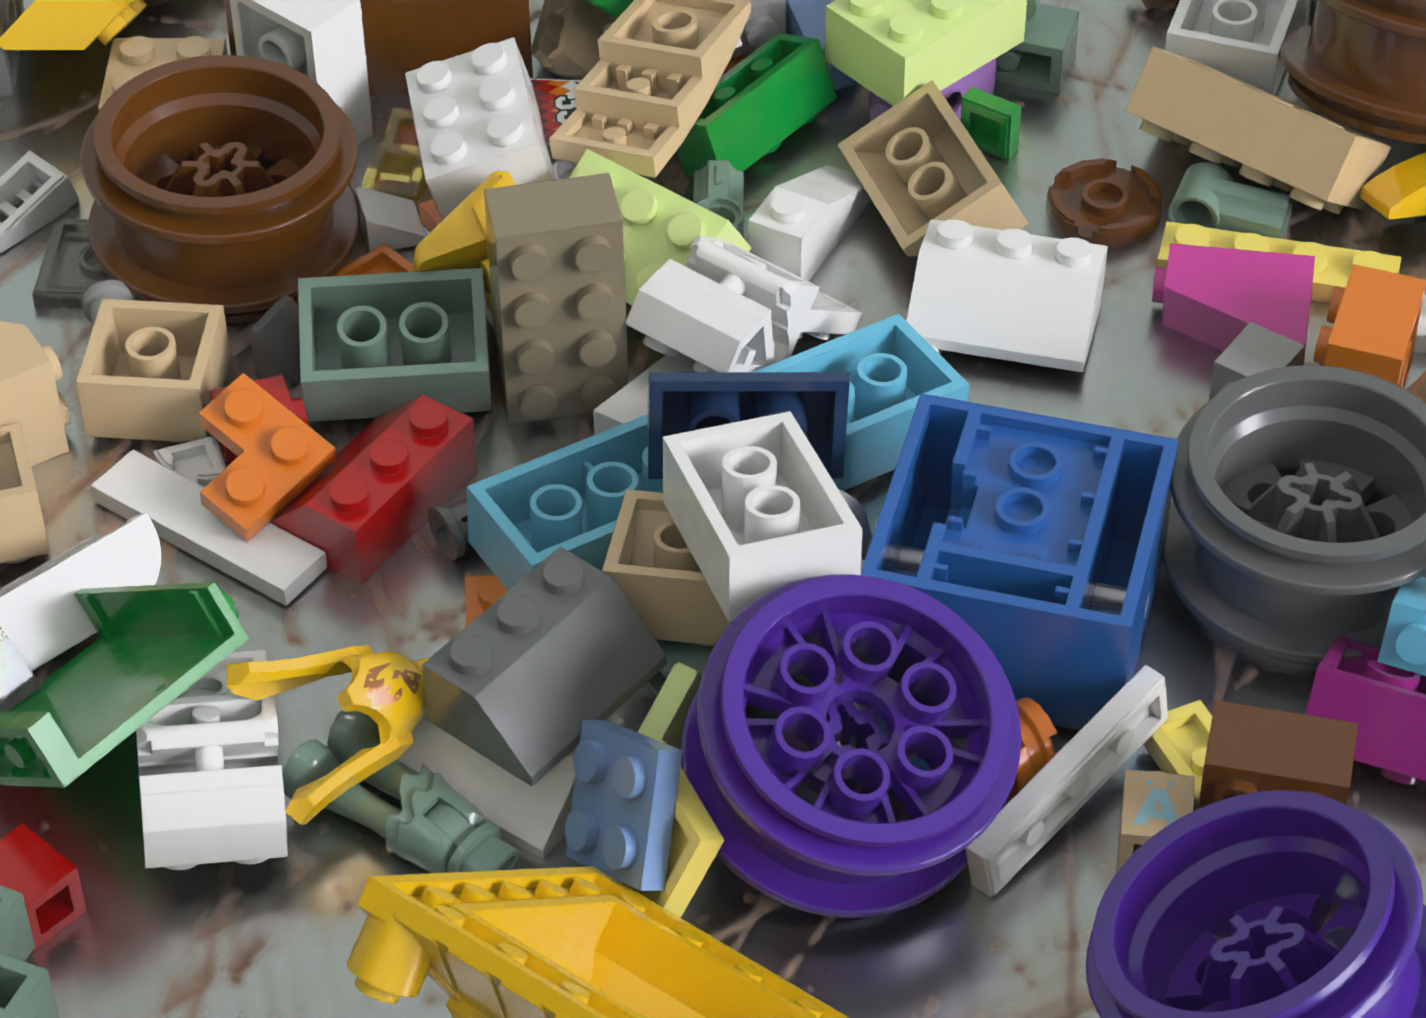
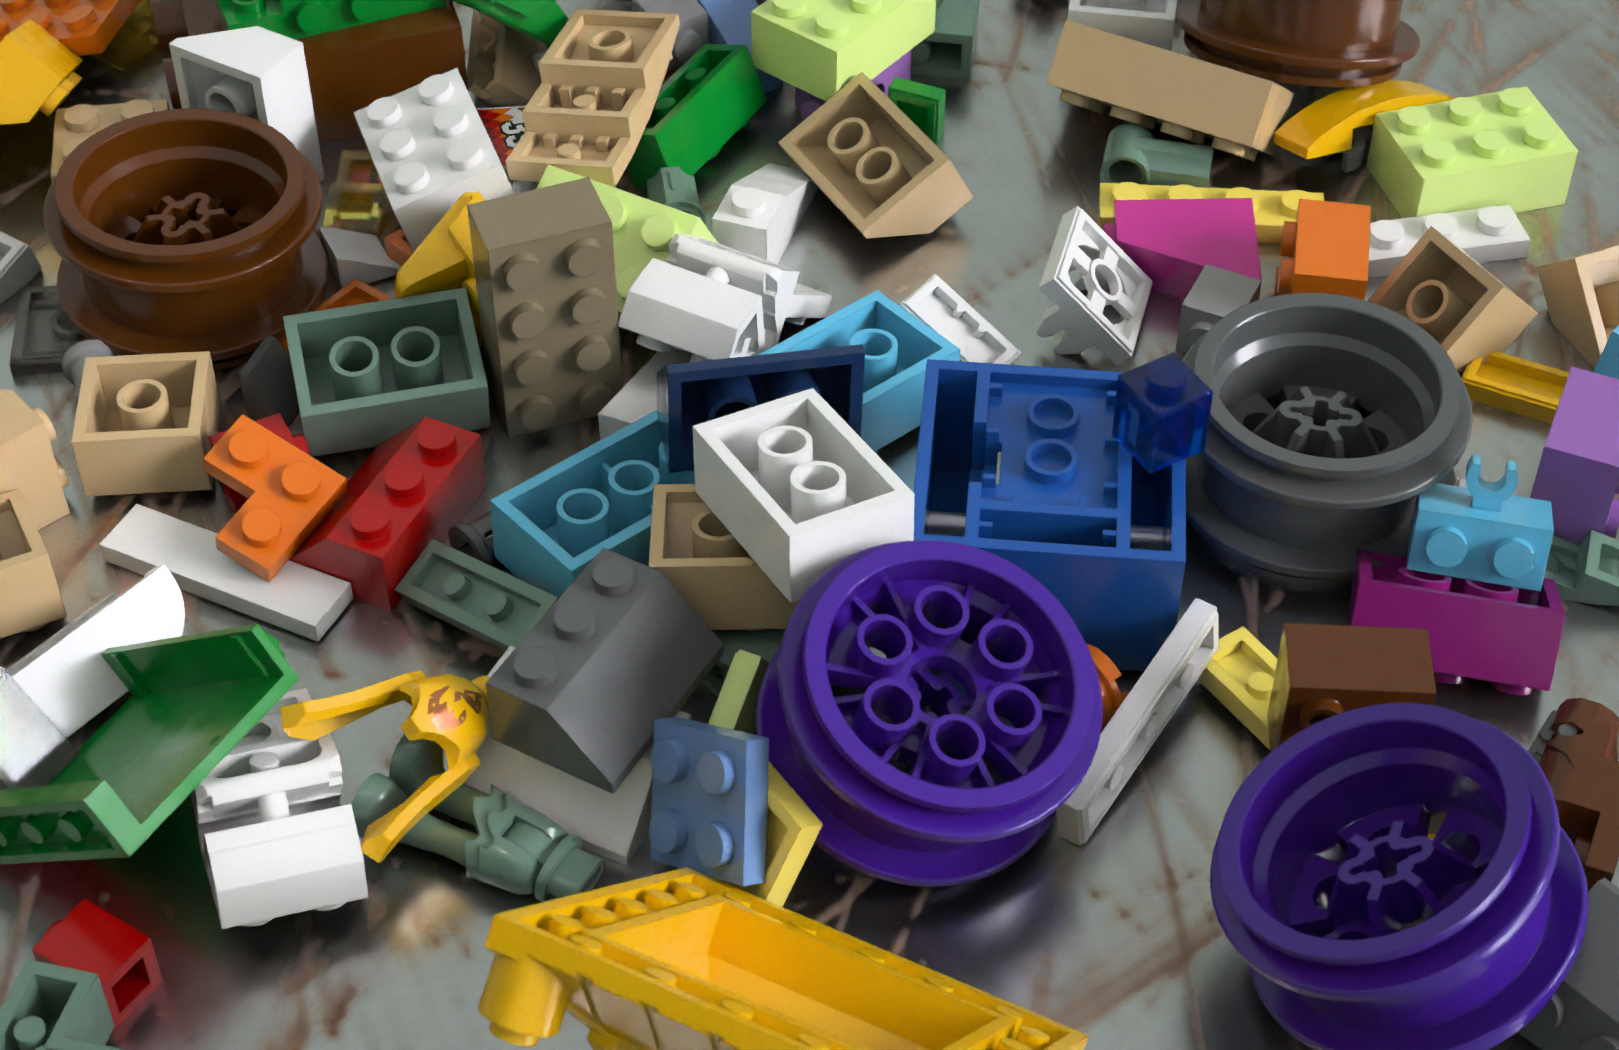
camera: 10 degrees left, 0 degrees up
(195, 460) = (201, 507): white tile -> none
(436, 576) = (474, 595): none -> sand green plate
(981, 361) = (959, 323): none -> white plate
(1007, 294) = (979, 250): white slope -> none
(1104, 203) = (1036, 173): reddish brown tile -> none
(1137, 475) = (1162, 412): none -> clear blue brick
(1138, 308) = (1100, 261): none -> white piece
(1149, 805) = (1224, 748): tan brick -> none

